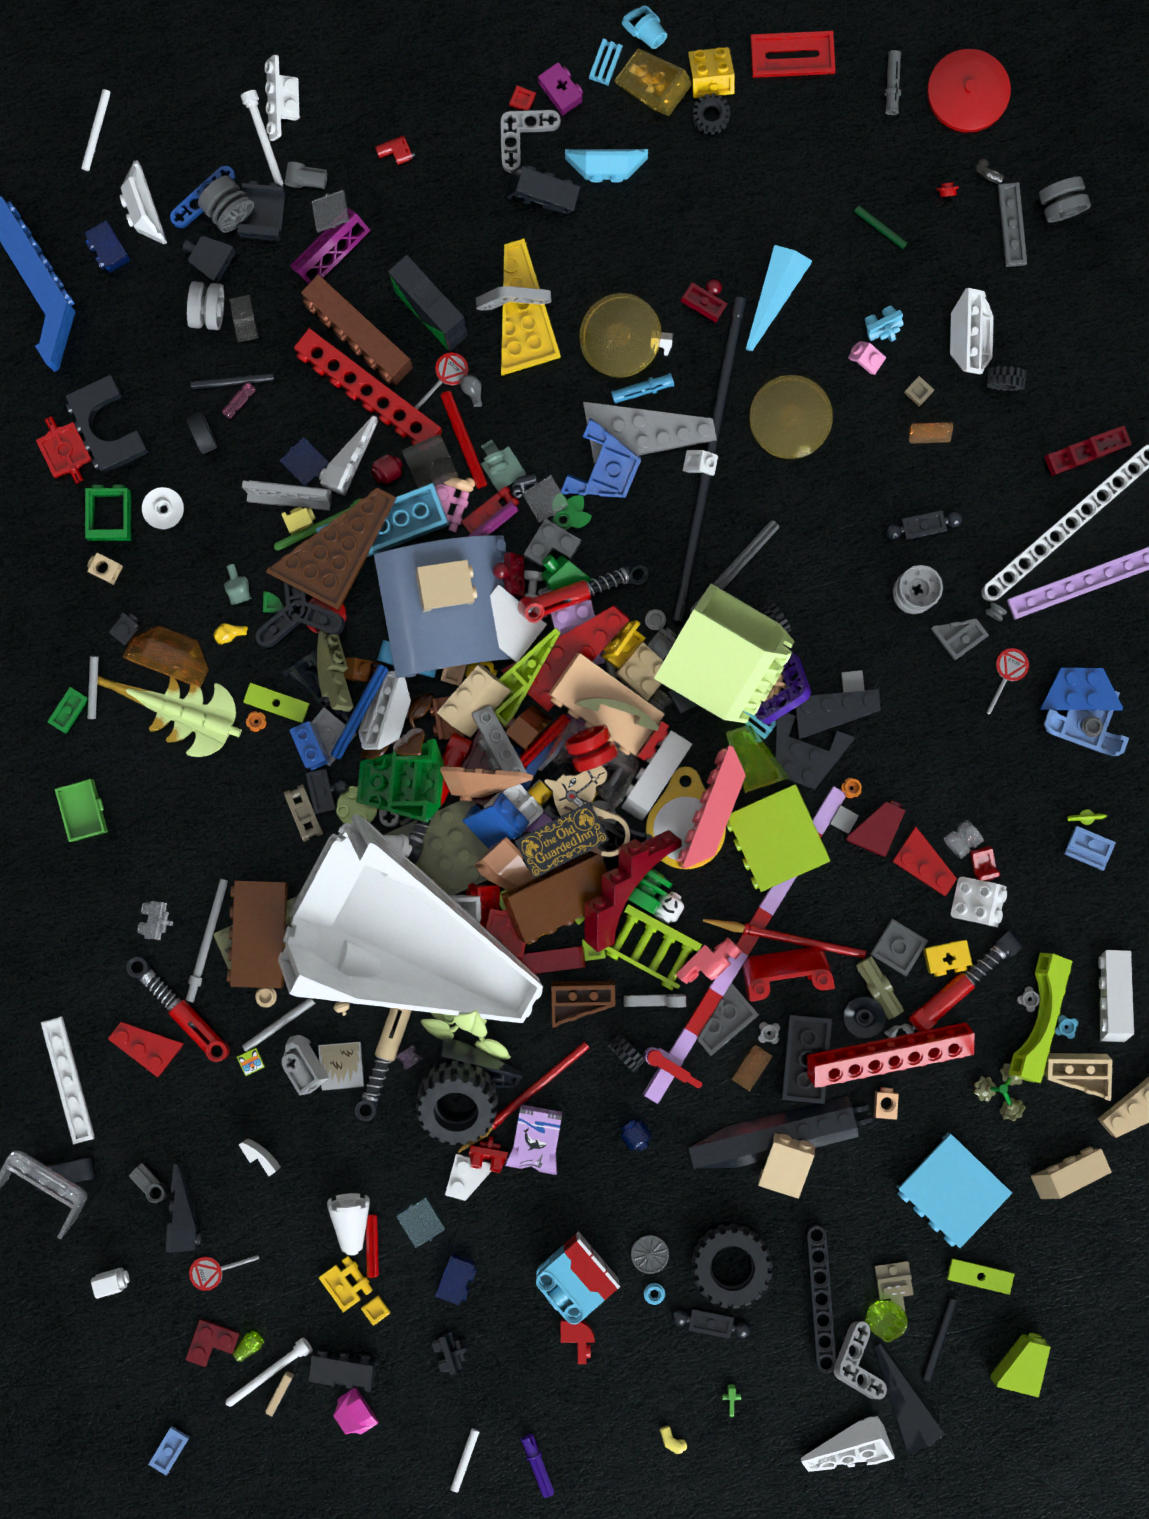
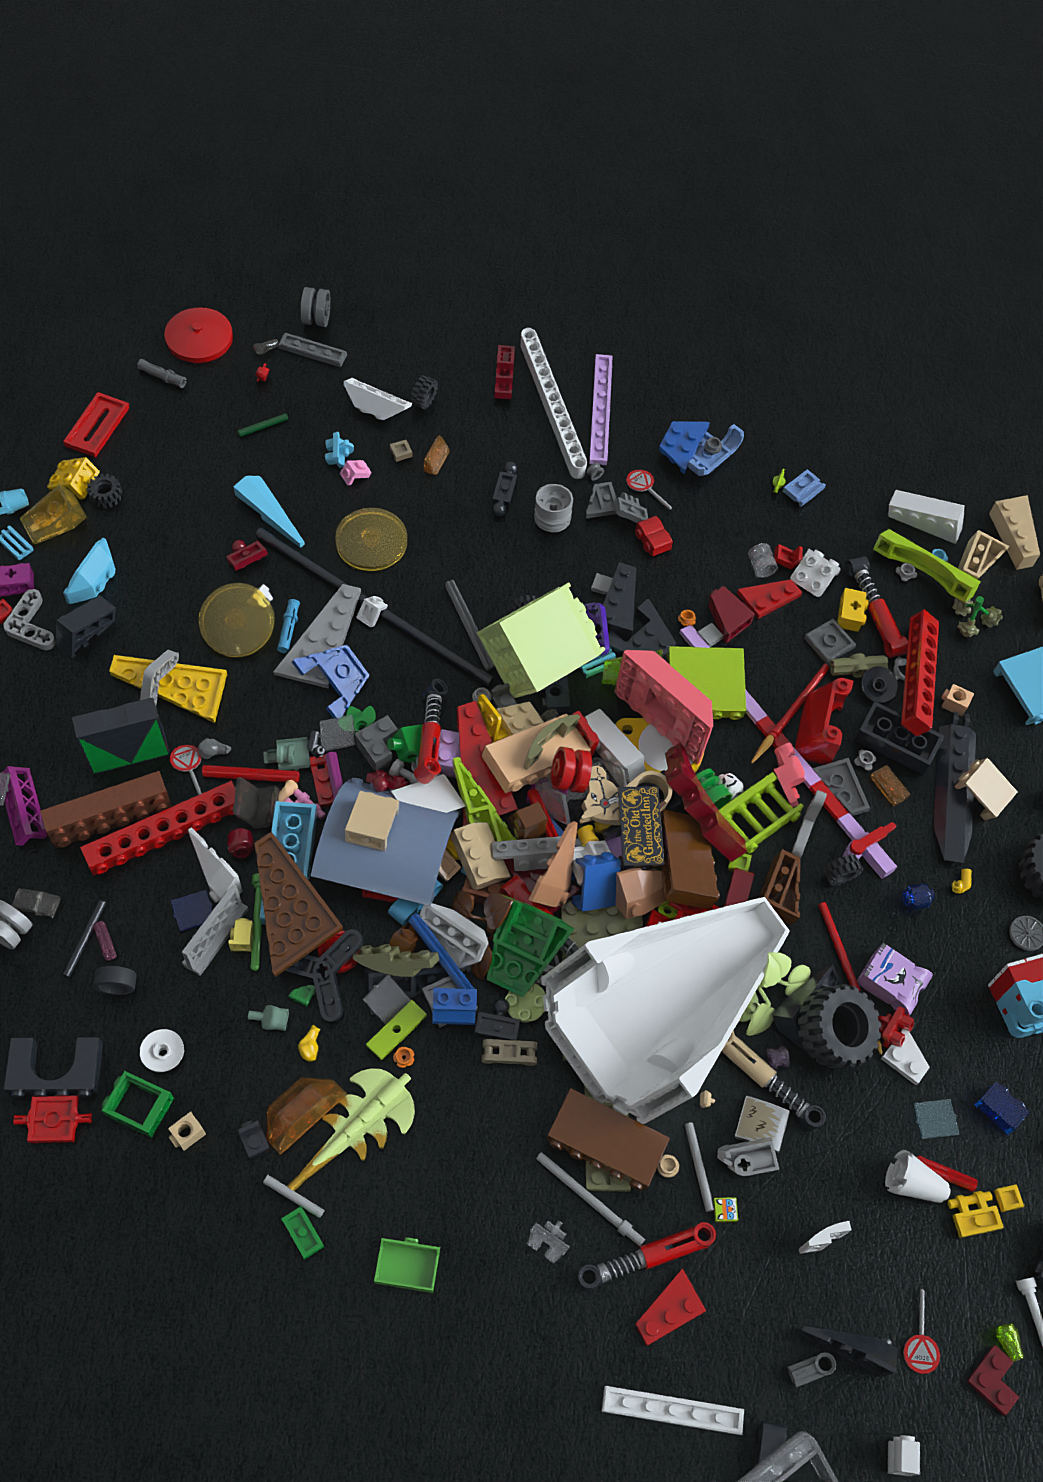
camera: 75 degrees left, 25 degrees down
(298, 681) = (386, 999): none -> clear piece
(673, 1175) = (963, 884): none -> yellow arm
(939, 710) = (654, 536): none -> red brick
(961, 671) = (629, 508): none -> dark grey hinge

